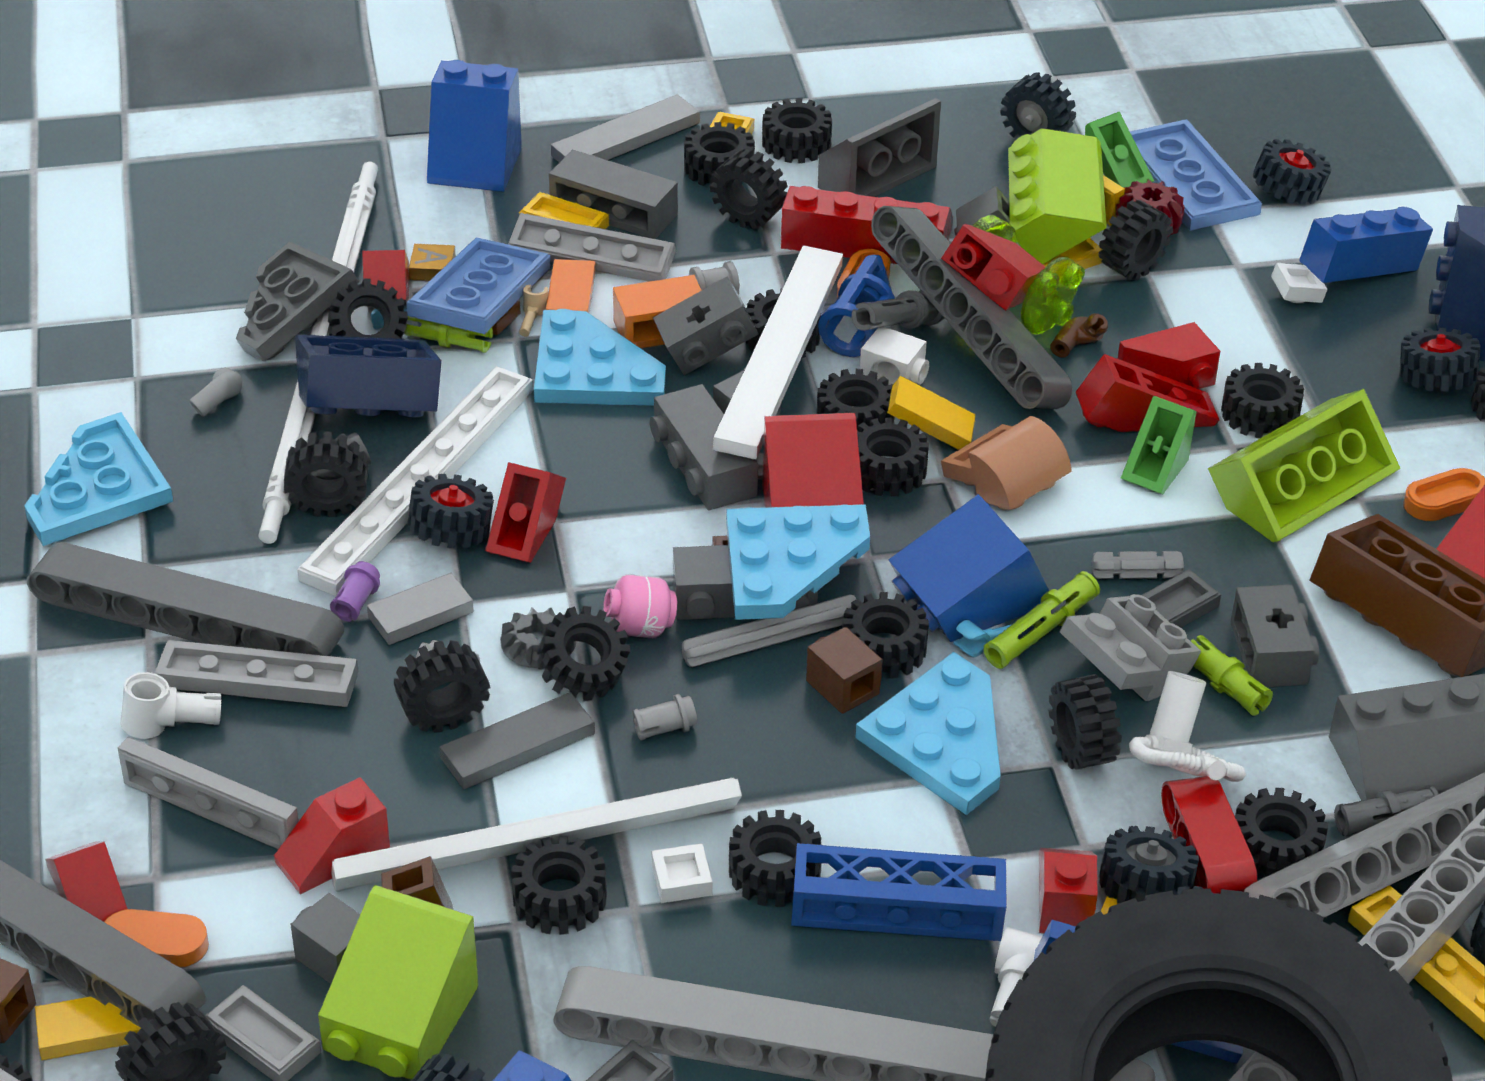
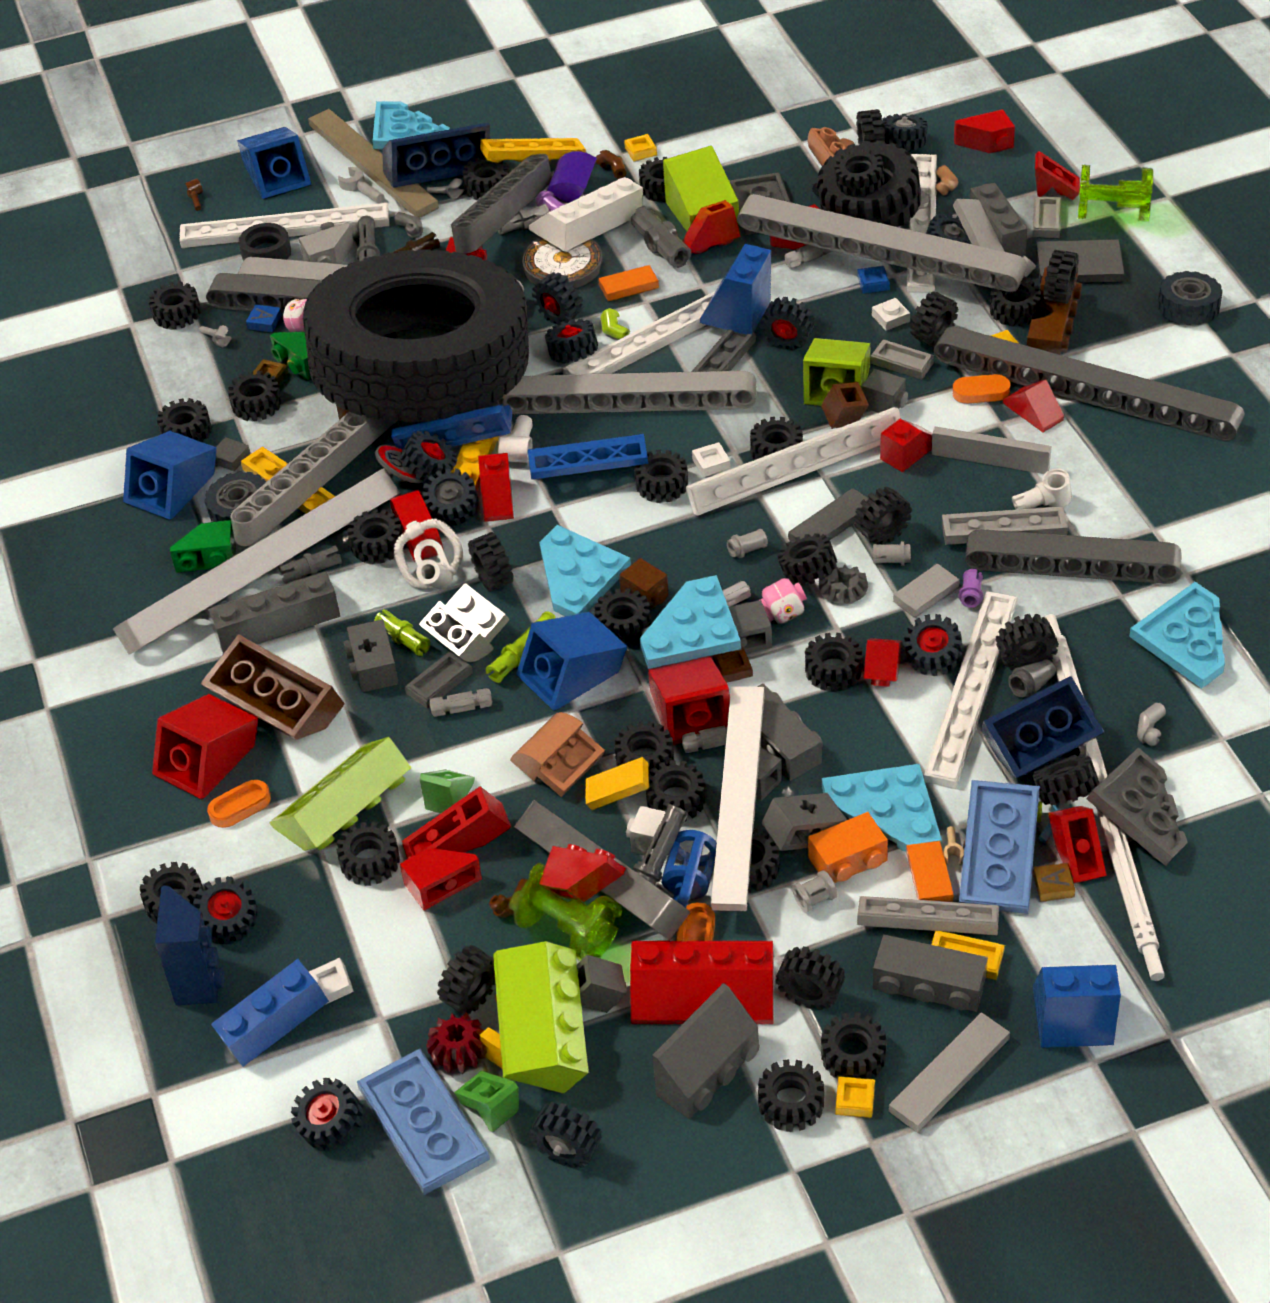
camera: 175 degrees right, 5 degrees up
(601, 540) = (833, 648): none -> black tyre

